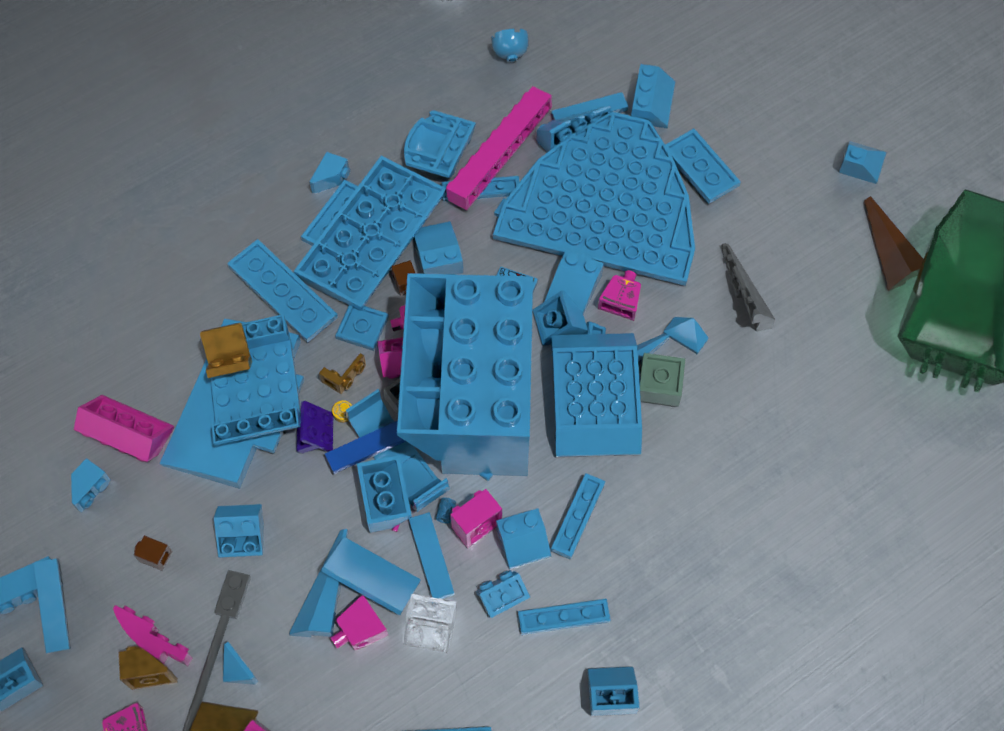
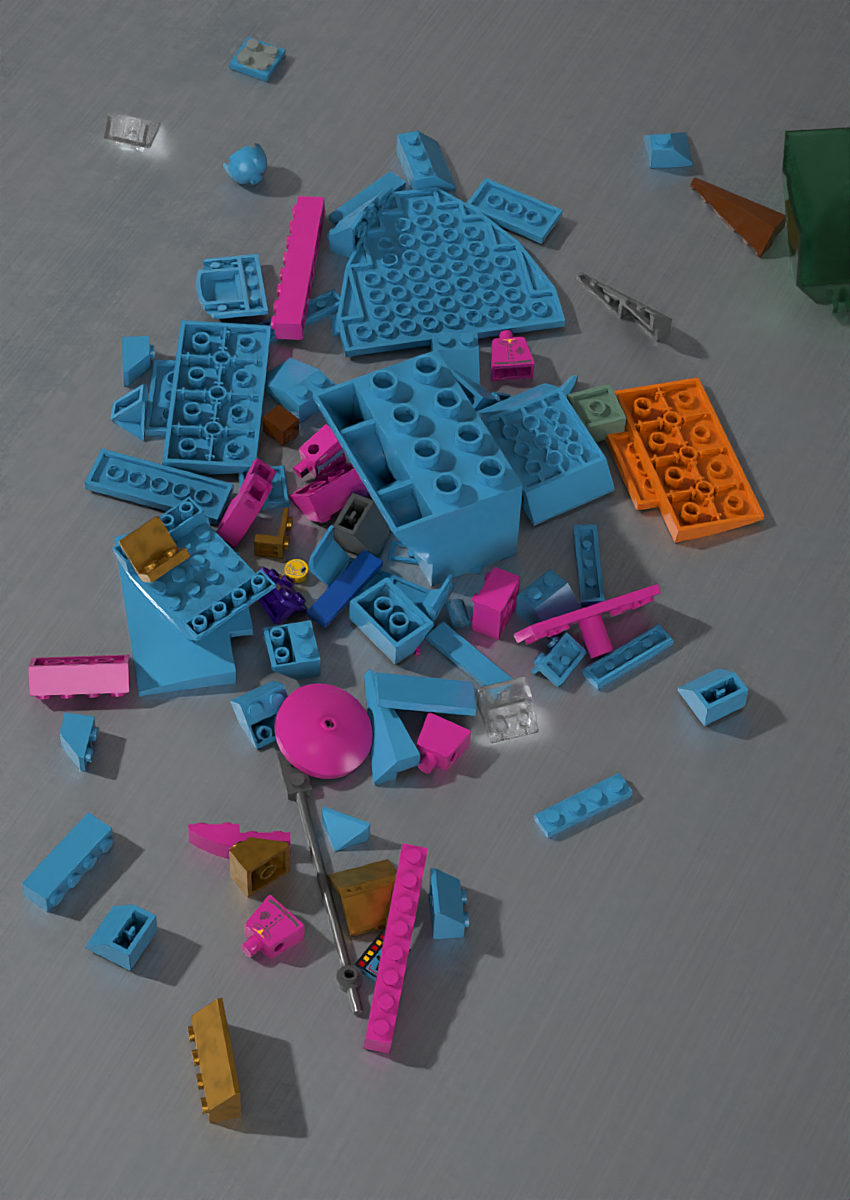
camera: 30 degrees left, 10 degrees down
(51, 605) = (122, 853): dark azure tile -> none
(152, 553) = (189, 769): reddish brown brick -> none
(266, 592) = (323, 731): none -> dark pink dish
(292, 484) = (293, 650): none -> dark azure slope
(300, 217) = (131, 411): none -> dark azure slope
(335, 336) = (247, 503): none -> dark pink slope
(543, 572) = (590, 621): none -> dark pink plate
(687, 333) = (592, 366): dark azure slope -> none
(713, 452) = (681, 461): none -> orange slope

